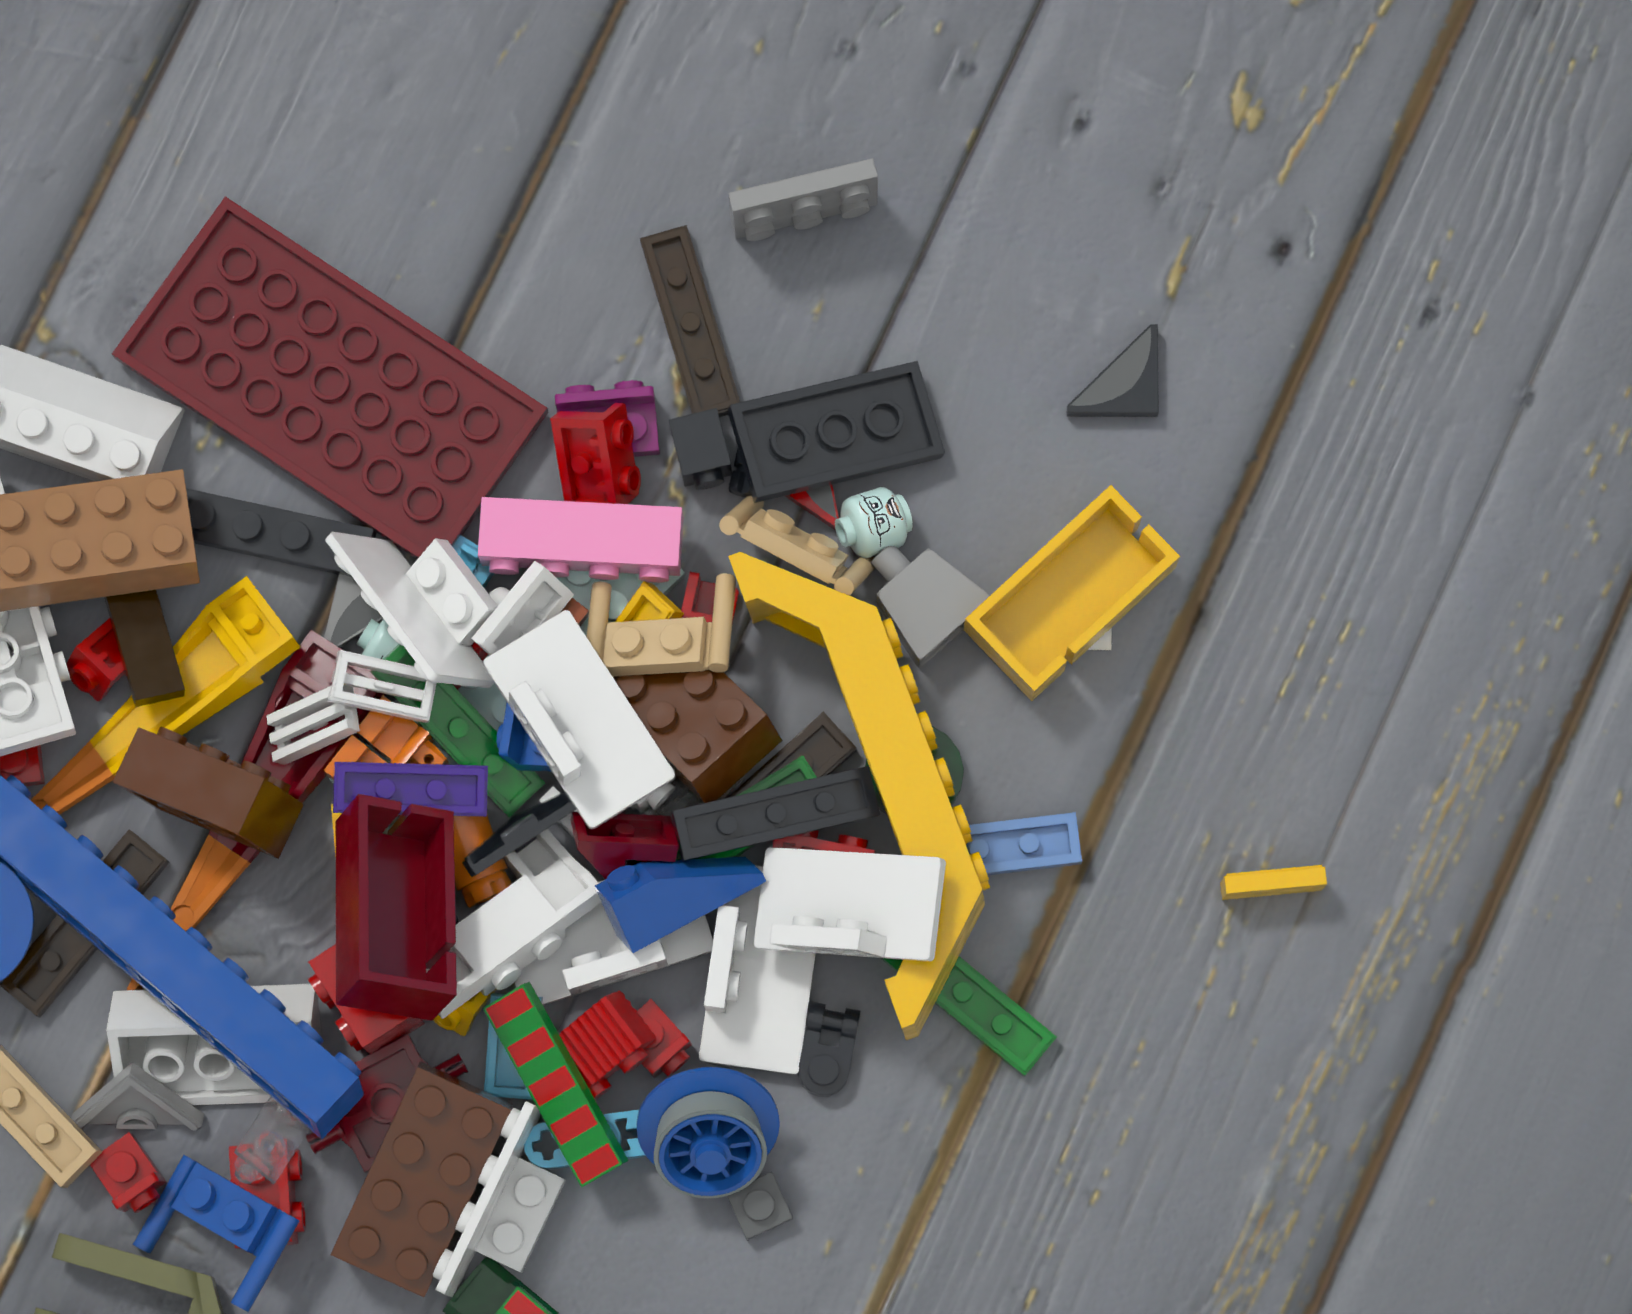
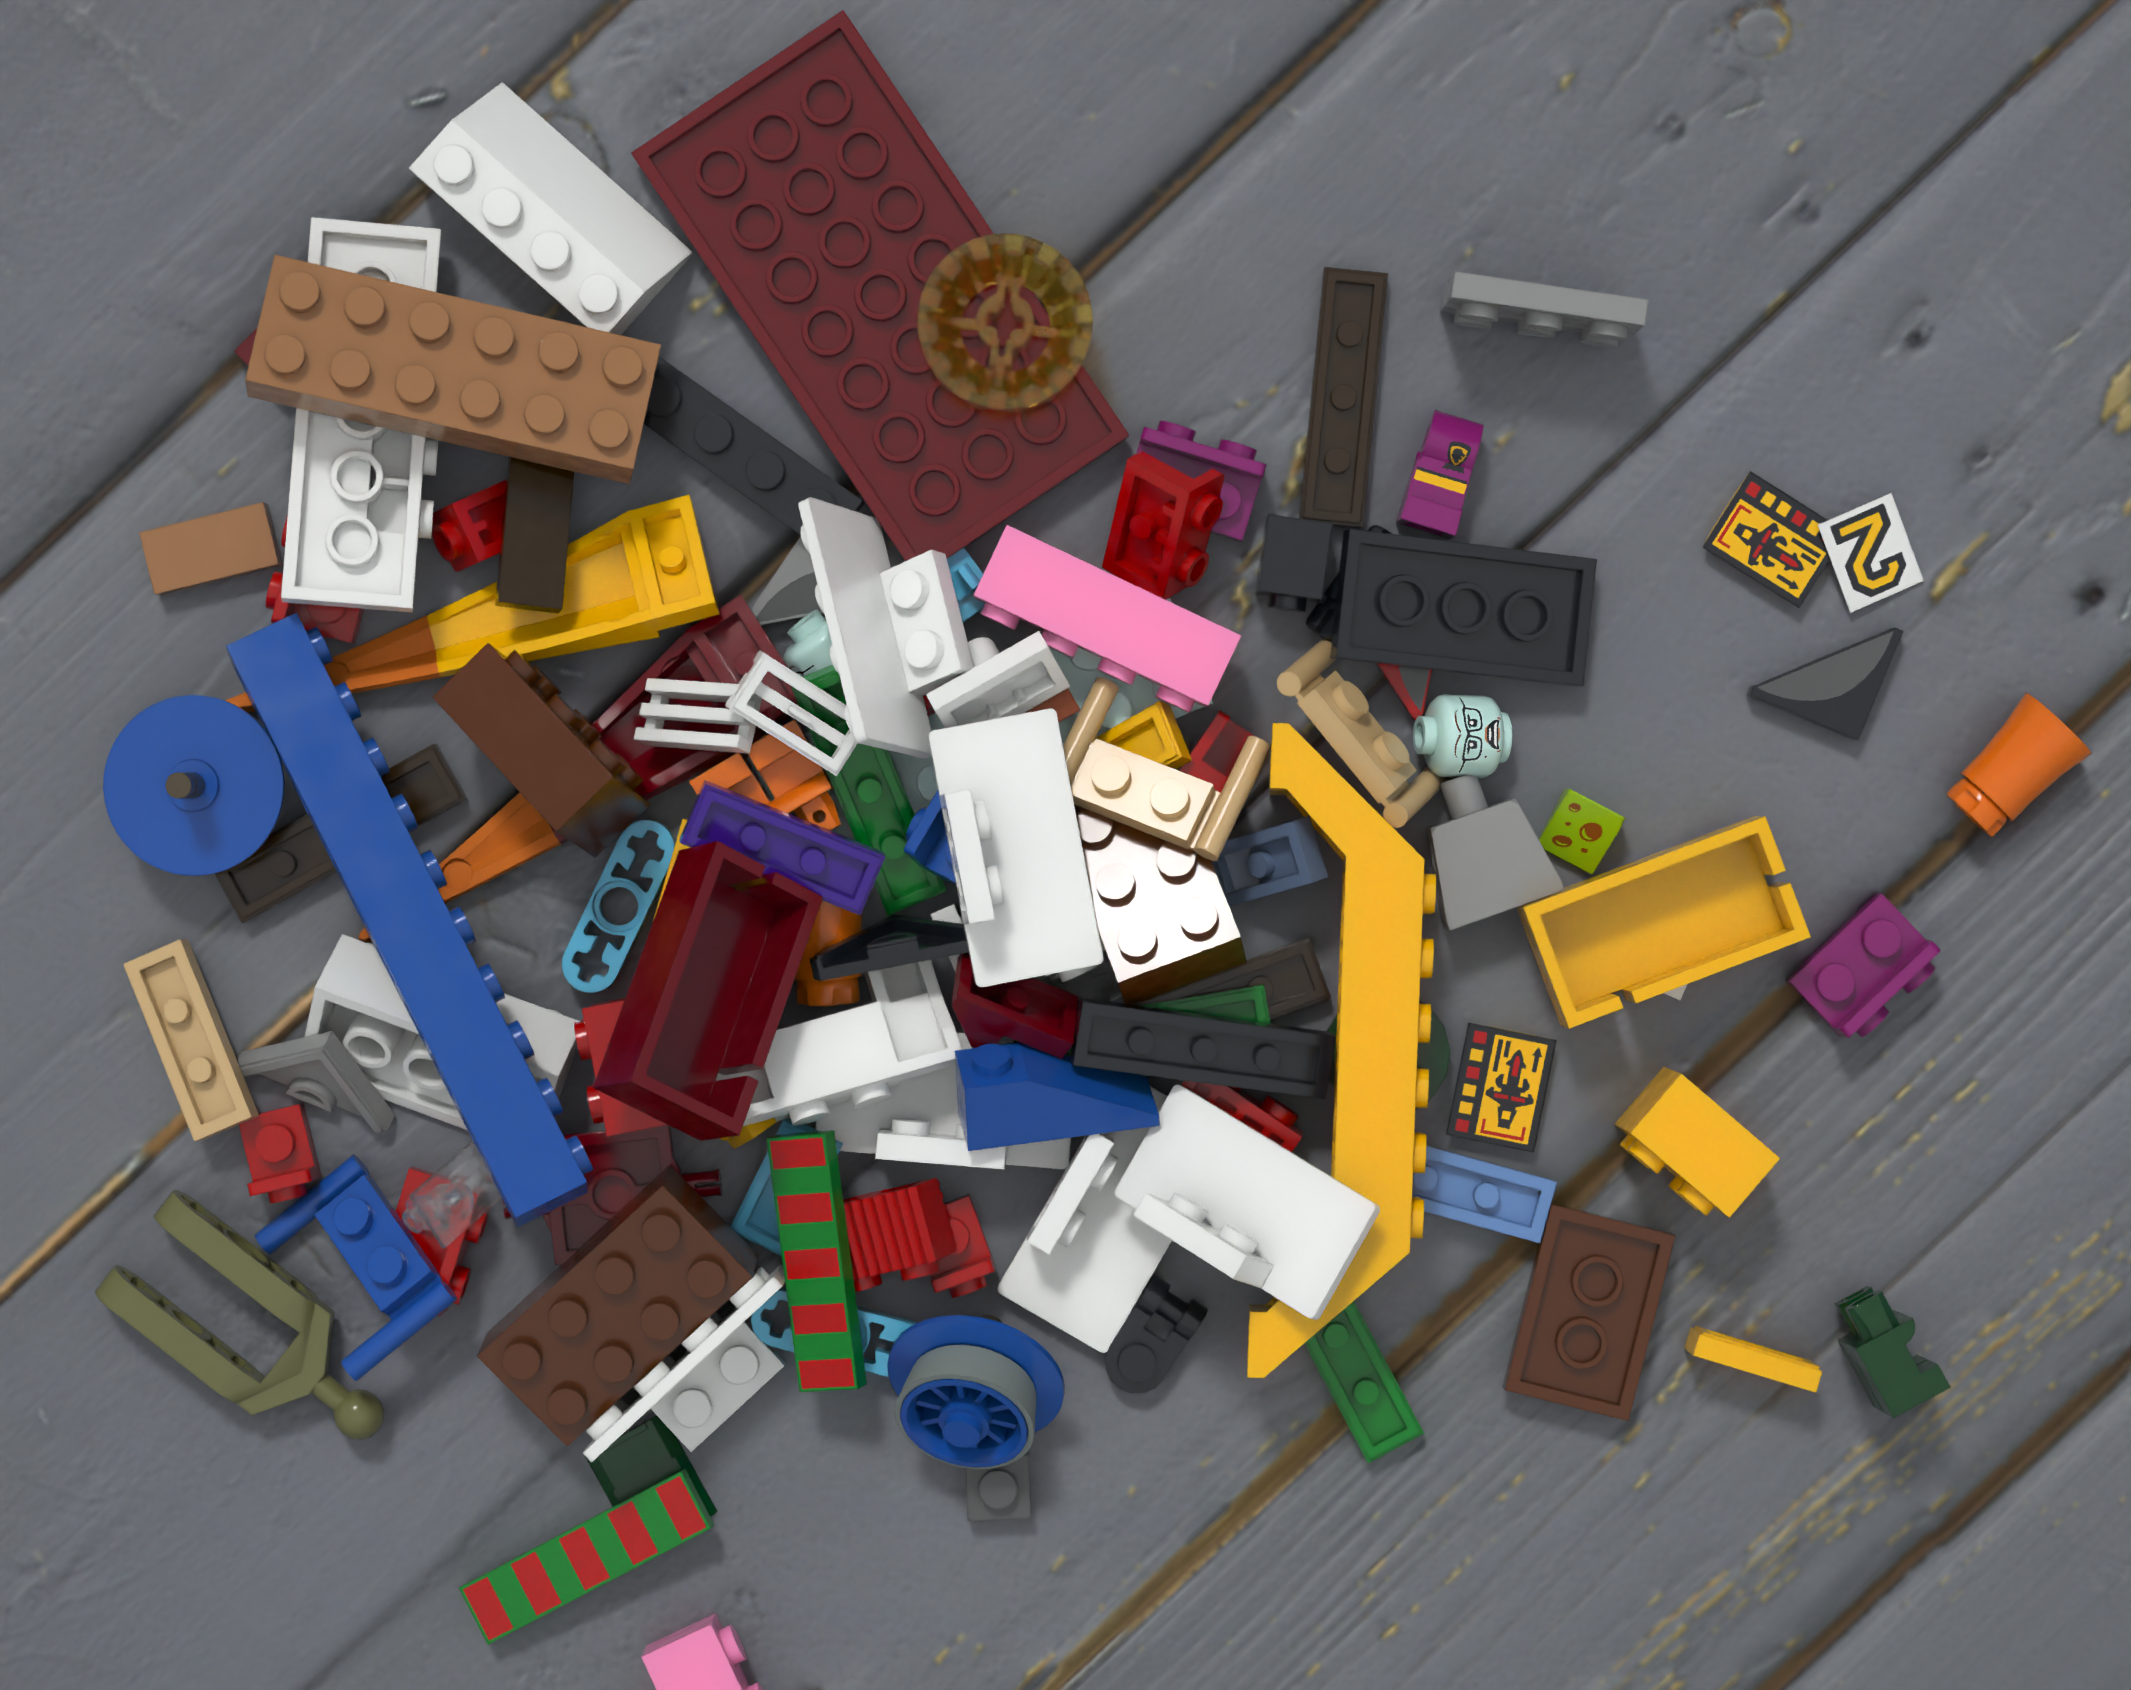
camera: 20 degrees right, 10 degrees up
(325, 856) = (585, 942): none -> medium azure beam
(408, 323) = (1010, 263): none -> clear yellow gear
(772, 664) = (1270, 861): none -> sand blue slope
(782, 347) = (1441, 475): none -> magenta leg
(987, 555) = (1580, 830): none -> lime slope
(1007, 763) = (1501, 1087): none -> piece
(1039, 298) = (1770, 539): none -> piece
(1111, 281) = (1870, 552): none -> sticker
(1139, 898) = (1588, 1312): none -> reddish brown plate
(1161, 740) = (1696, 1141): none -> yellow brick
(1230, 572) = (1864, 968): none -> magenta bracket
(1278, 383) = (2016, 766): none -> orange plant
(1362, 837) = (1880, 1354): none -> dark green hips

